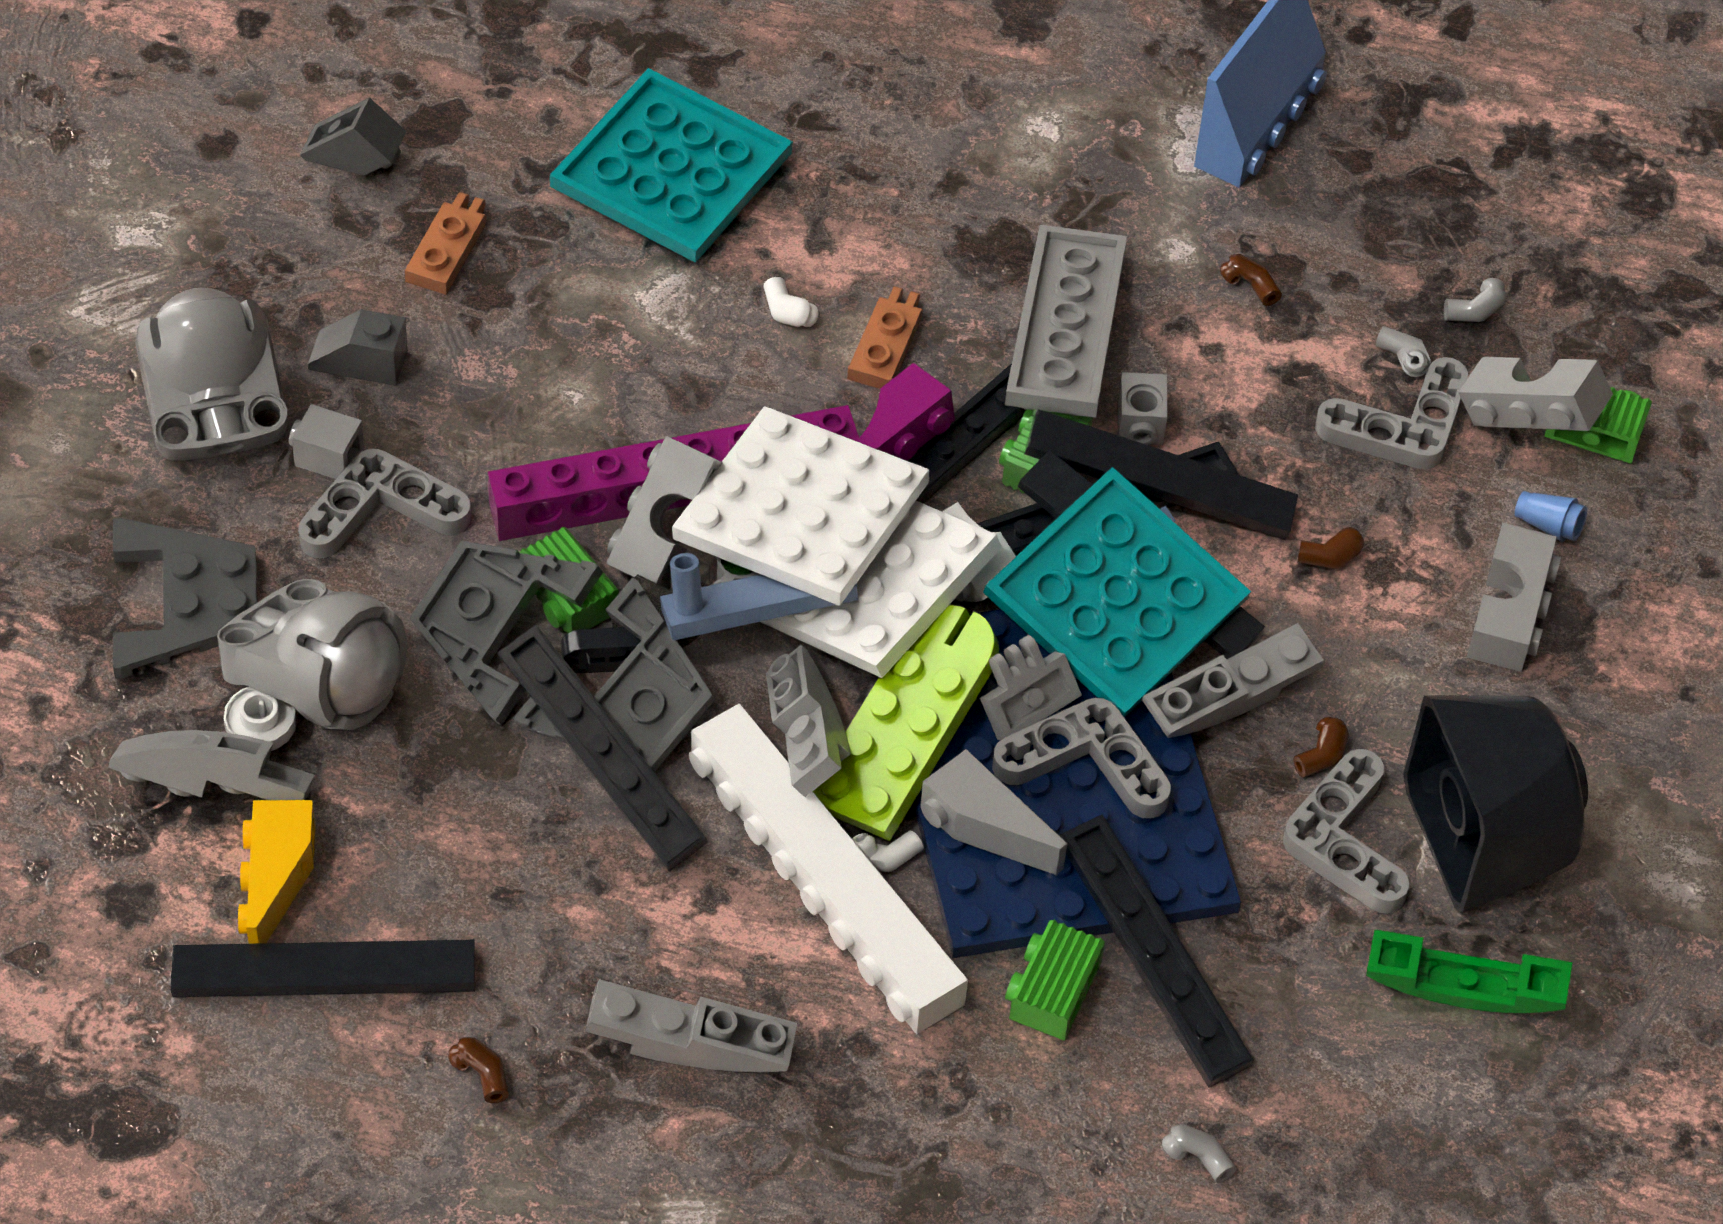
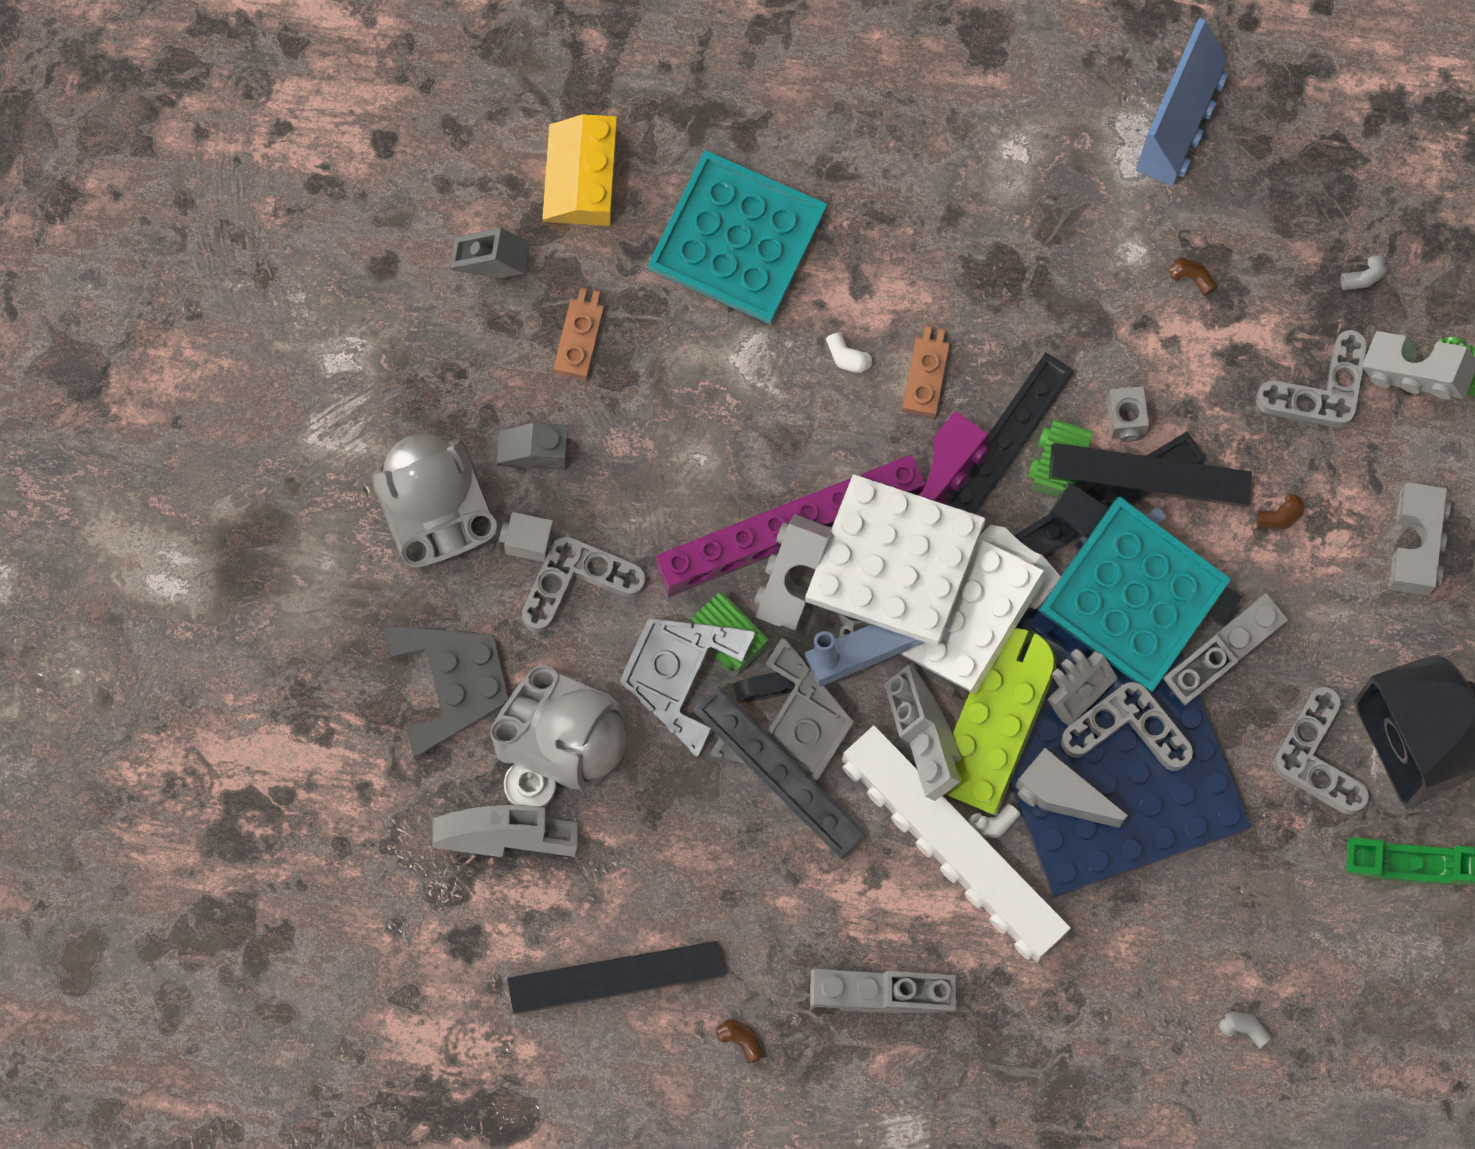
camera: 10 degrees left, 20 degrees up
(280, 862) = (568, 895): yellow slope -> none
(491, 72) = (580, 170): none -> yellow slope
(1055, 980) = (1129, 911): bright green brick -> none
(1066, 321) = (1062, 346): light grey plate -> none
(1156, 951) = (1196, 877): black tile -> none
(1329, 748) = (1299, 687): reddish brown arm -> none
(1408, 349) = (1319, 325): light grey arm -> none
(1552, 514) = (1440, 460): medium blue cone -> none

